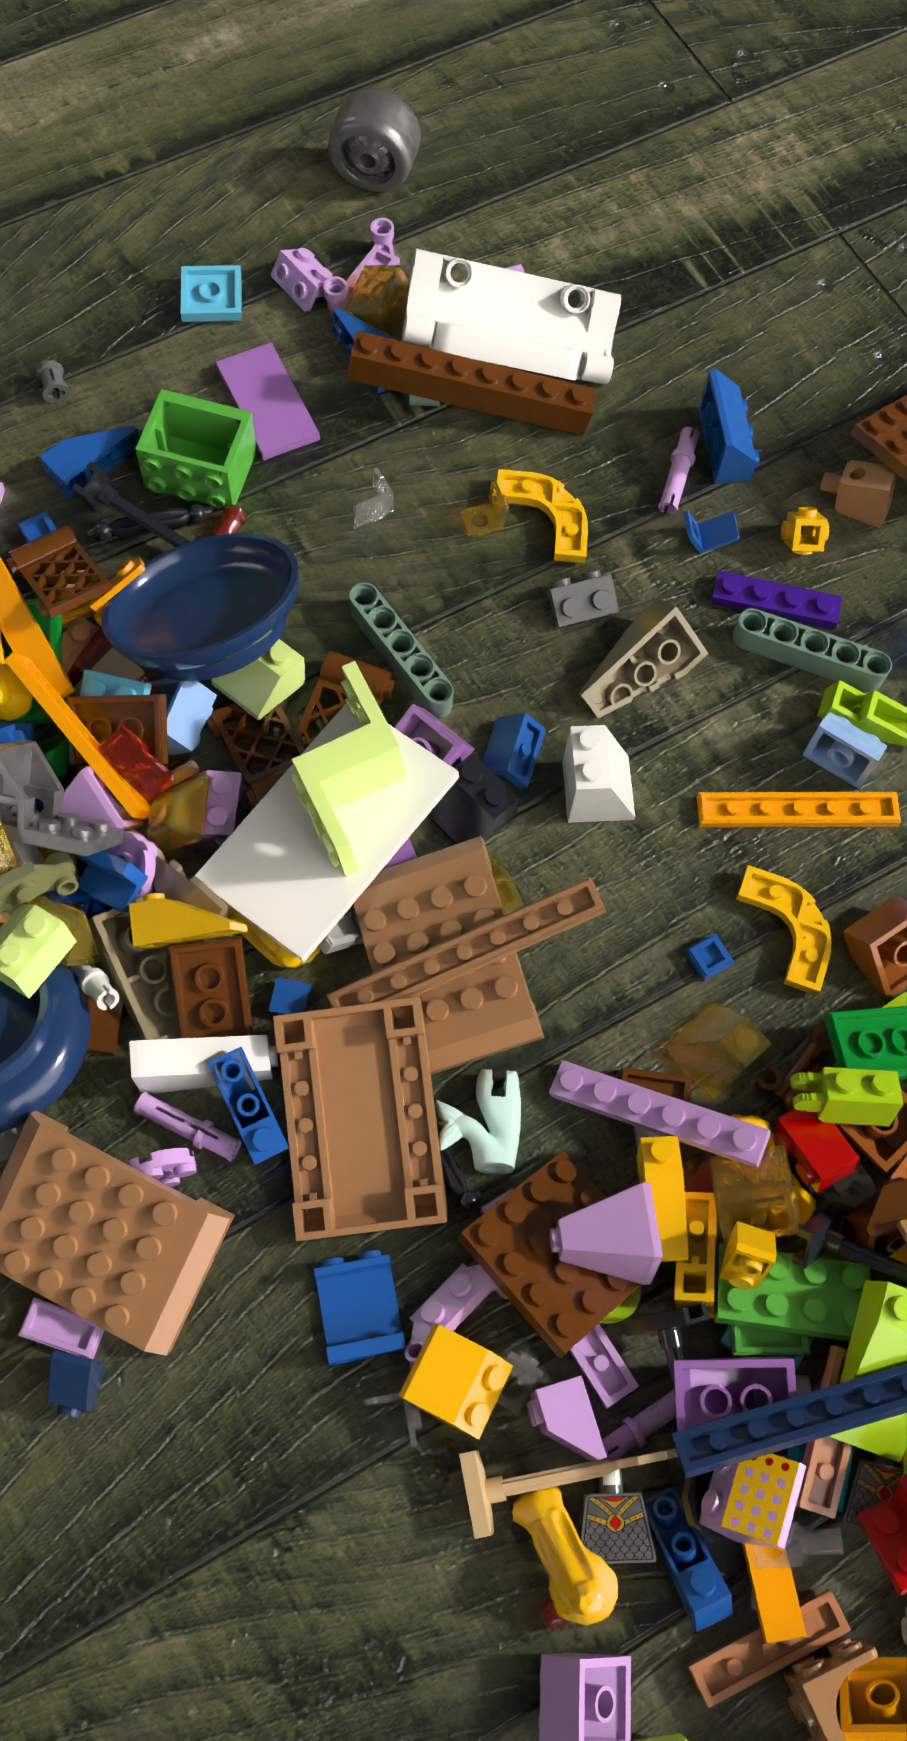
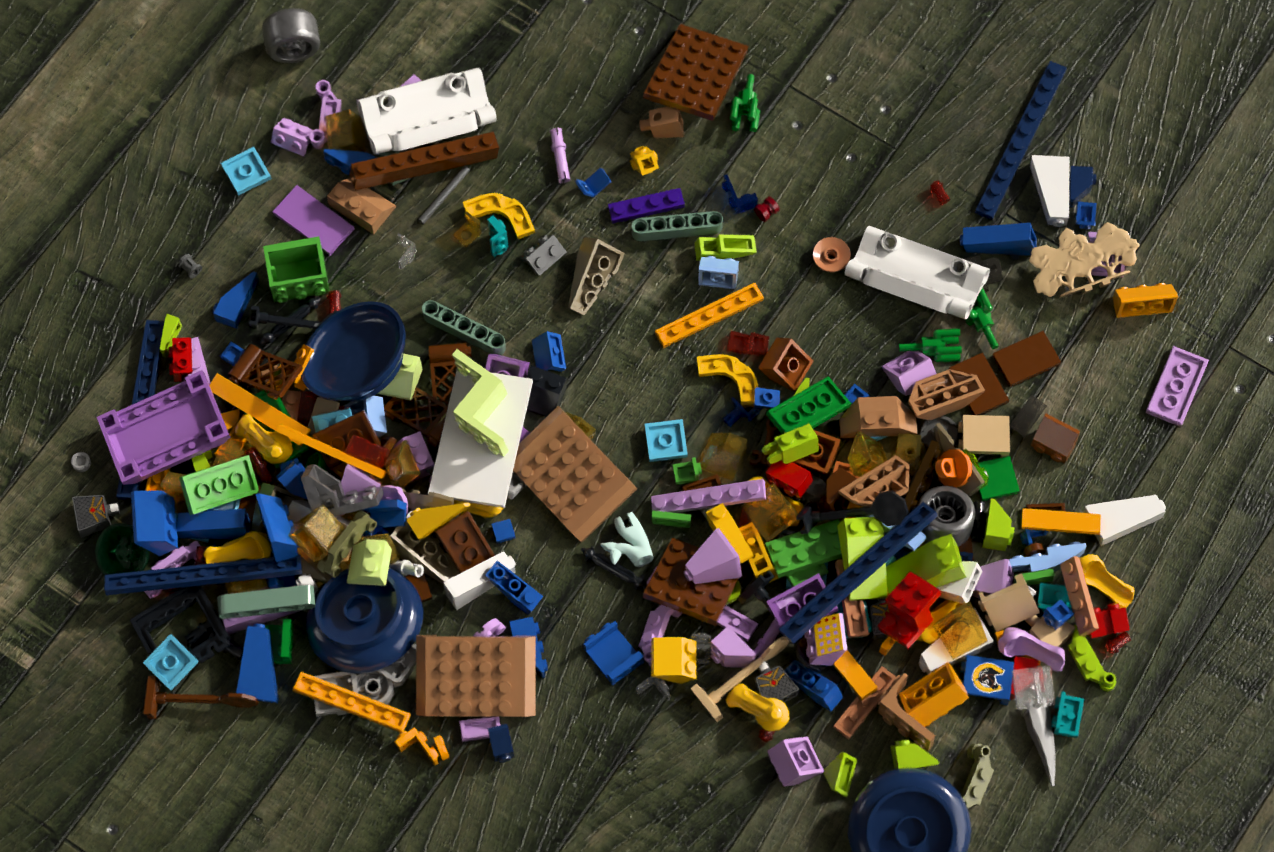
camera: 20 degrees left, 0 degrees up
(201, 1133) = (487, 612): lavender pin -> none
(235, 1193) = (527, 627): none -> blue slope
(346, 408) = (361, 205): none -> medium nougat slope
(360, 1119) = (569, 567): medium nougat slope -> none
(476, 450) = (443, 195): none -> dark grey bar
(476, 947) = (580, 466): medium nougat tile -> none
(524, 539) = (498, 236): none -> teal bracket
(576, 1117) = (671, 519): none -> bright green tile
(596, 776) = (599, 348): white slope -> none
(632, 978) = (666, 440): none -> medium azure plate
(642, 1048) = (687, 472): none -> bright green bracket
(709, 957) = (699, 412): blue tile -> none
(727, 430) = (575, 120): blue slope -> none
(748, 1256) = (778, 540): yellow slope -> none
(779, 988) = (738, 412): none -> bracket
(801, 1544) = (859, 653): clear bracket -> none
(836, 988) = (766, 397): none -> blue bracket
(848, 888) = (748, 344): none -> clear red slope
(856, 1551) = (887, 645): none -> light orange tile

